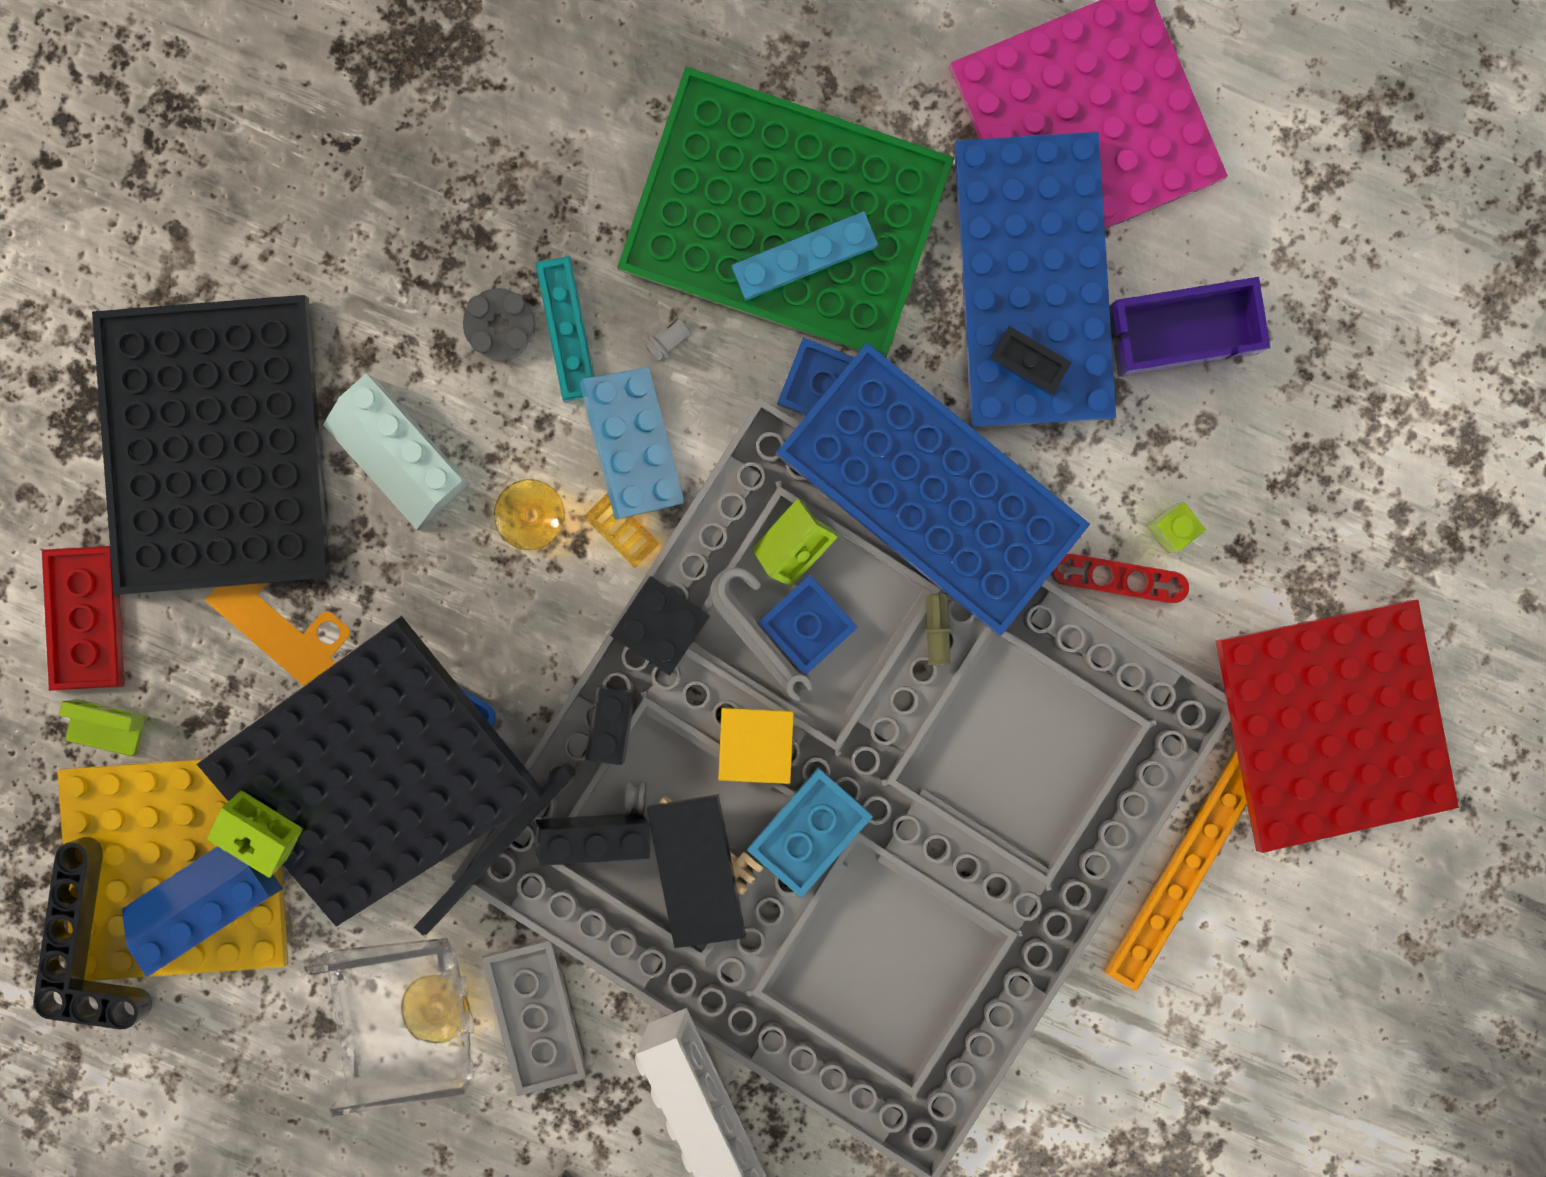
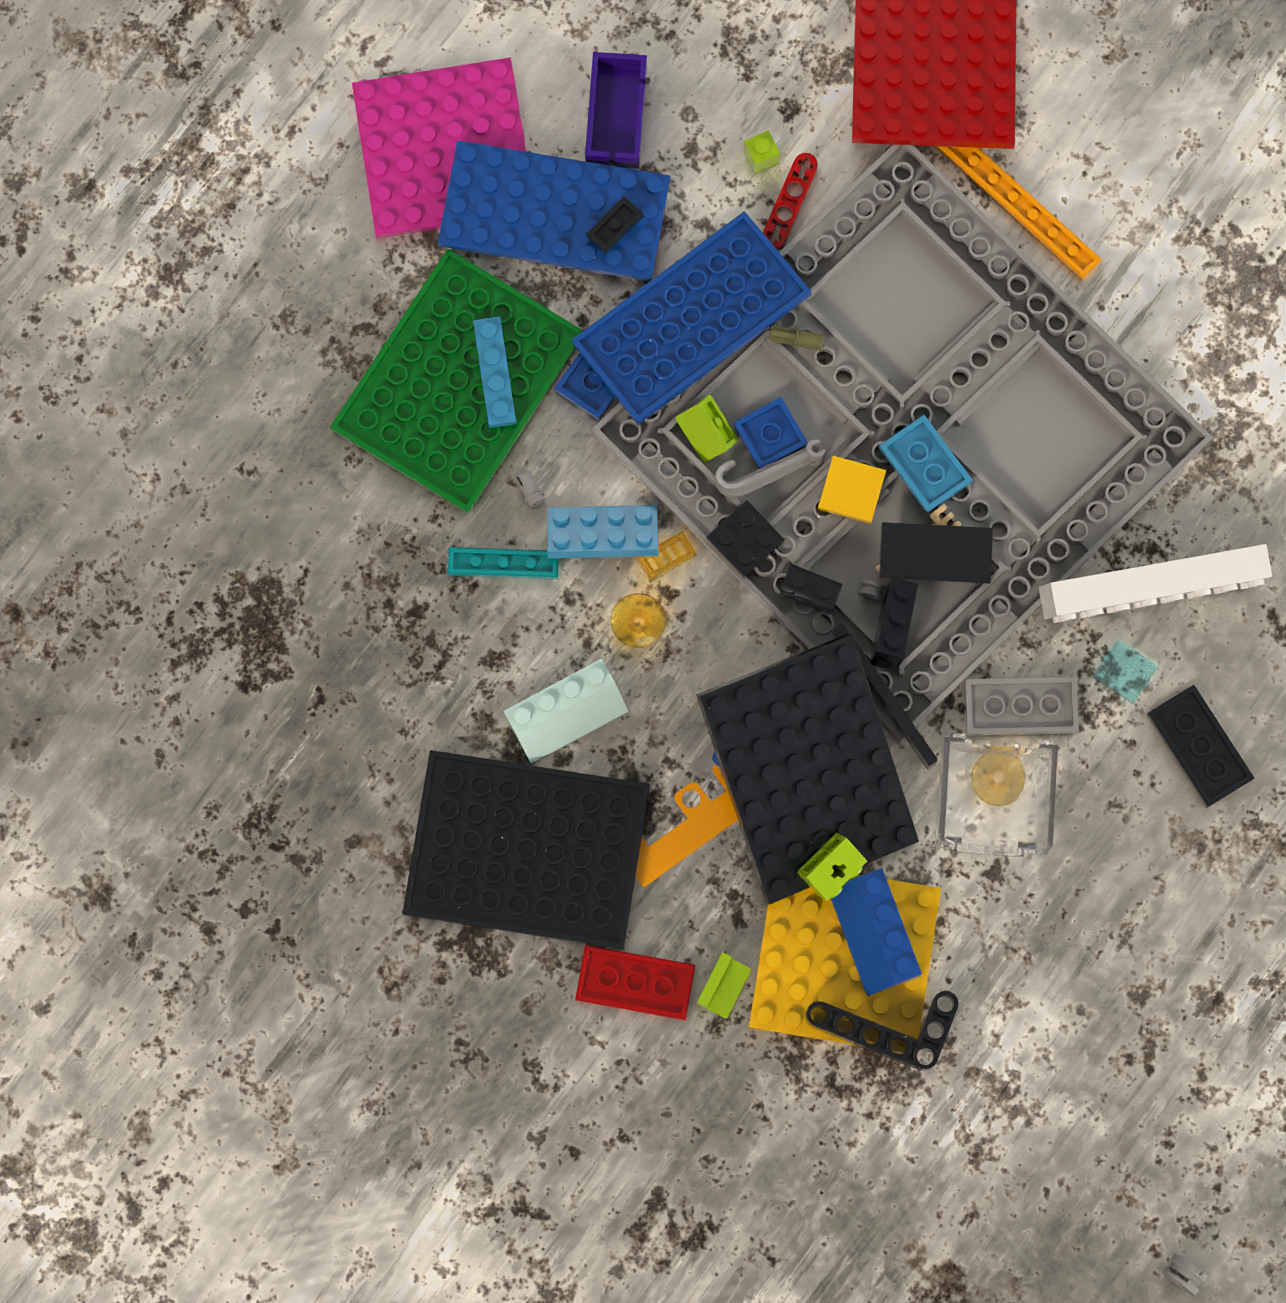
camera: 75 degrees left, 10 degrees down
(482, 311) = (478, 599): dark grey plate -> none
(612, 1133) = (1125, 671): none -> clear light blue piece

